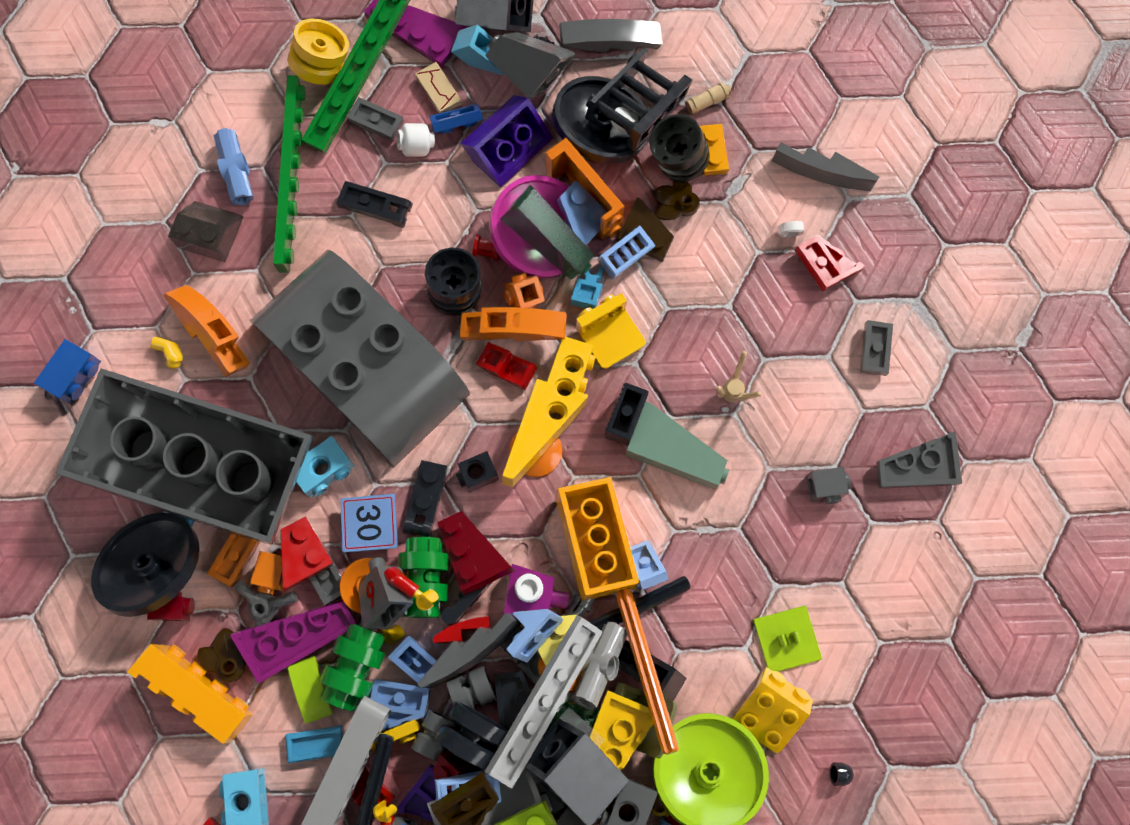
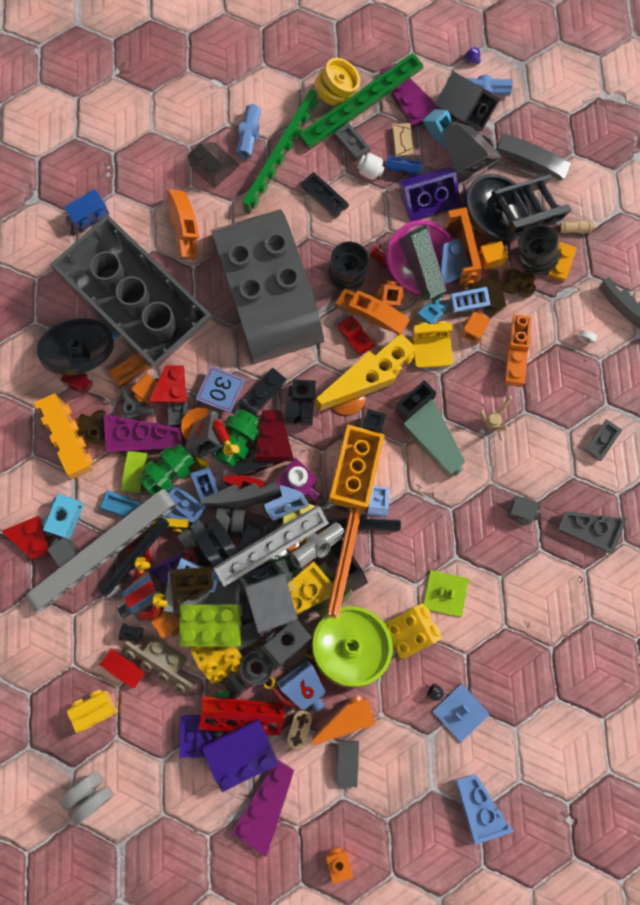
camera: 30 degrees right, 0 degrees up
(170, 349) = (154, 226): yellow arm -> none
(326, 452) = (215, 333): medium azure brick -> none
(487, 502) = (299, 413): none -> black wheel
(588, 466) = (374, 421): none -> black brick
(626, 180) = (493, 255): none -> light orange brick
(650, 282) = (475, 327): none -> orange brick
(717, 287) = (517, 350): none -> orange slope
(826, 262) = (599, 370): wing -> none
(884, 781) = (461, 712): none -> medium blue piece

